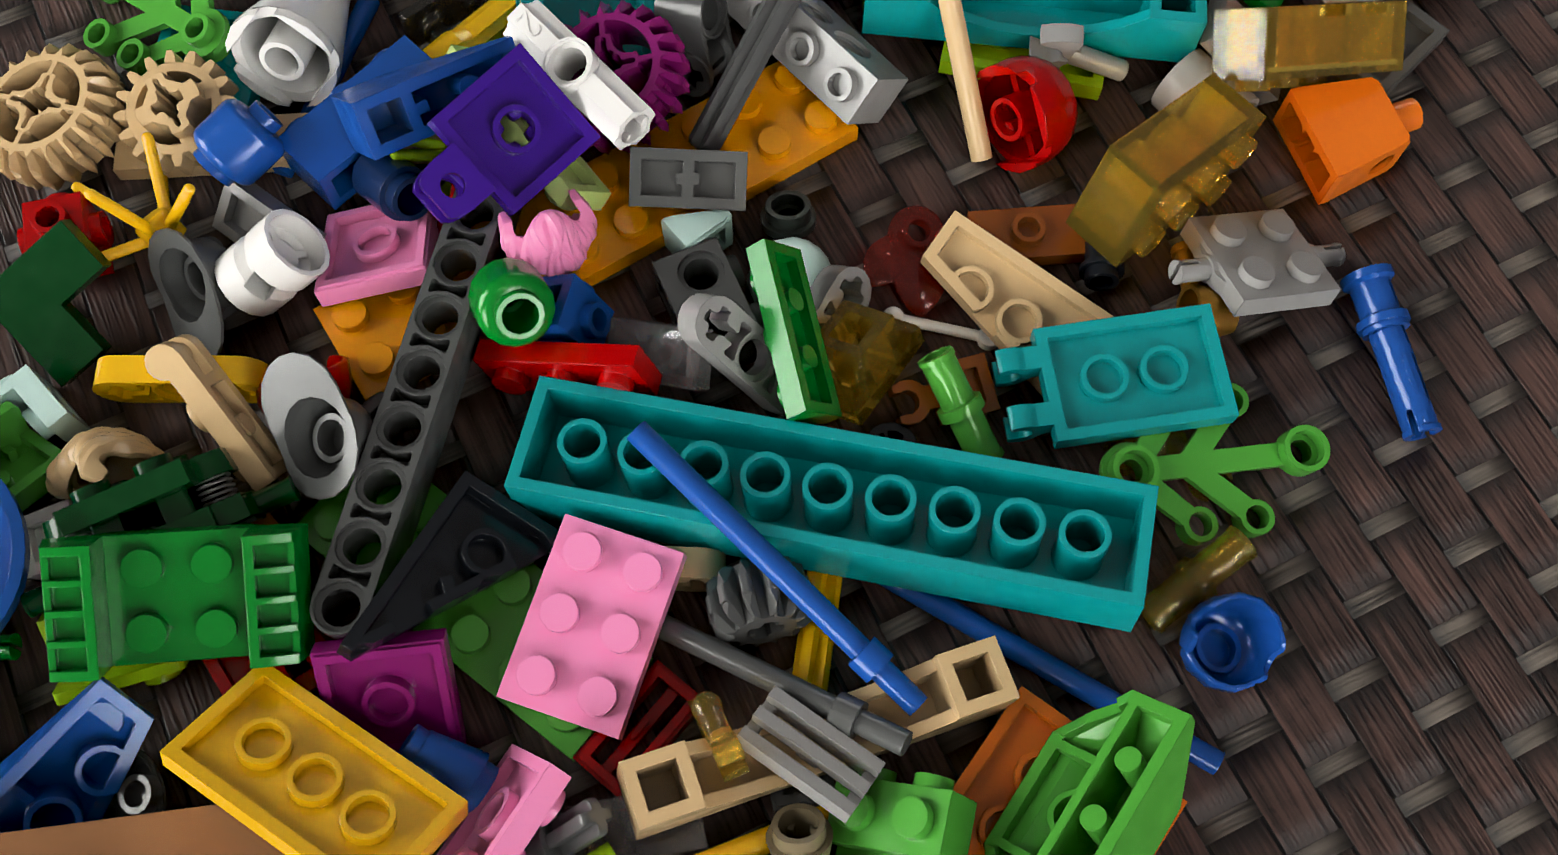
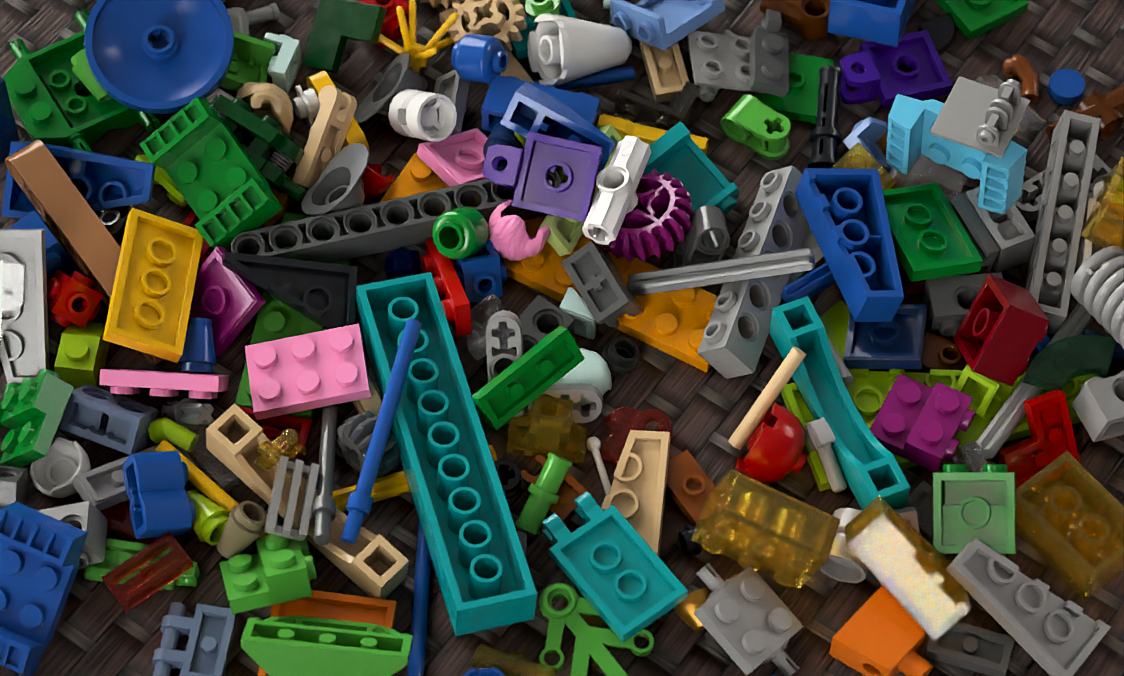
camera: 60 degrees right, 10 degrees down
(136, 410) = (306, 104): none -> white plate
(486, 416) = (402, 263): none -> clear blue plate

